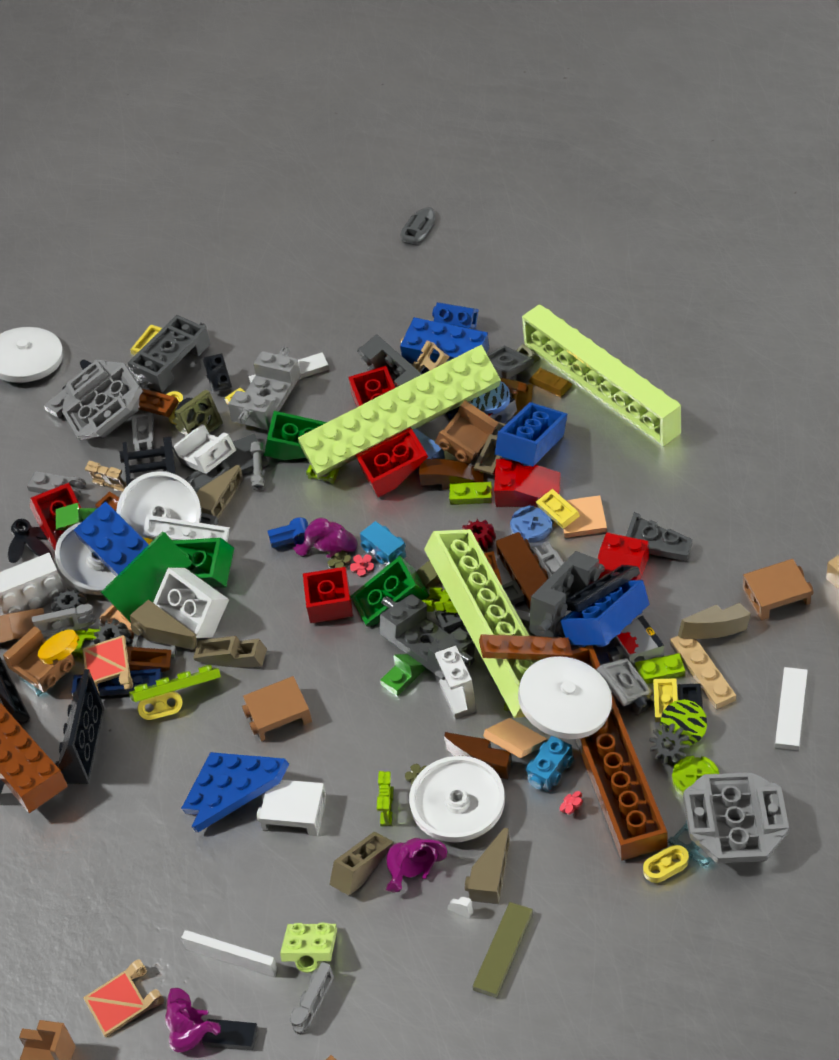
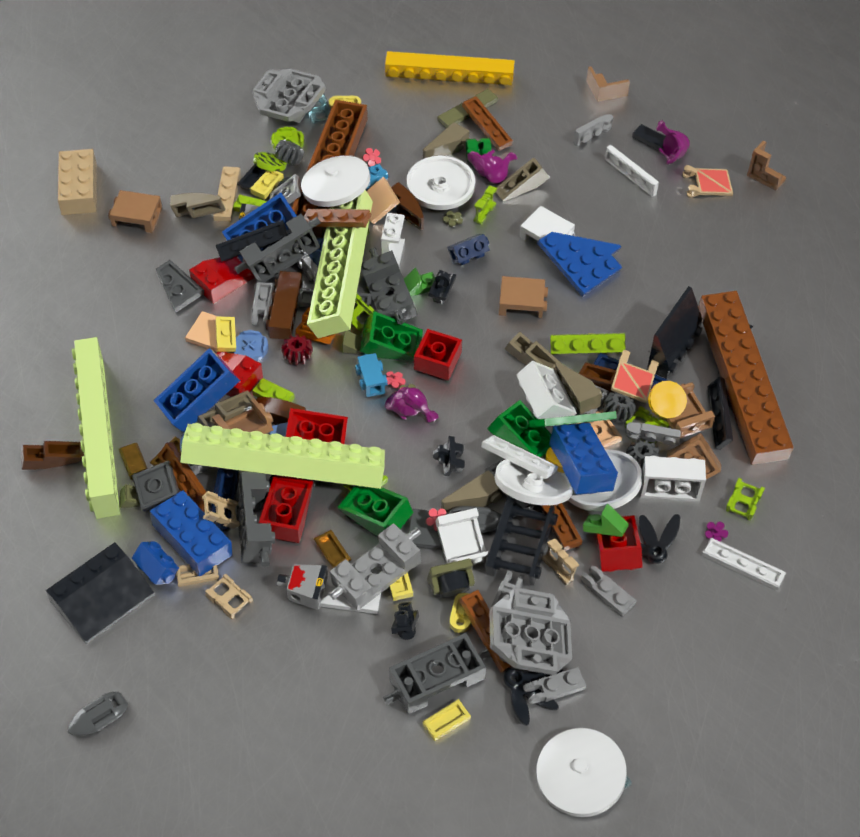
camera: 160 degrees left, 5 degrees up
(236, 455) = (434, 514): none -> coral plant
(252, 511) = (447, 454): none -> black hips
(257, 480) = (417, 513): light grey bar -> none
(289, 534) = (429, 426): blue piece -> none
(308, 944) = (580, 153): yellowish green plate -> none
(317, 355) = (305, 584): none -> light grey torso
(318, 401) = (332, 548): none -> pearl gold tile
(369, 731) = (469, 248): none -> dark blue brick
(372, 674) = (442, 286): none -> black hips
(381, 328) = (222, 601): none -> tan piece
(444, 875) = (482, 146): none -> green wheel
(457, 926) = (487, 123): none -> dark orange plate
(462, 906) = (476, 132): white tile -> none
(488, 282) = (99, 592): none -> black slope
(568, 998) = (449, 68): none -> yellow brick
(628, 343) = (50, 455): none -> reddish brown slope
(791, 708) = (197, 147): white tile -> none

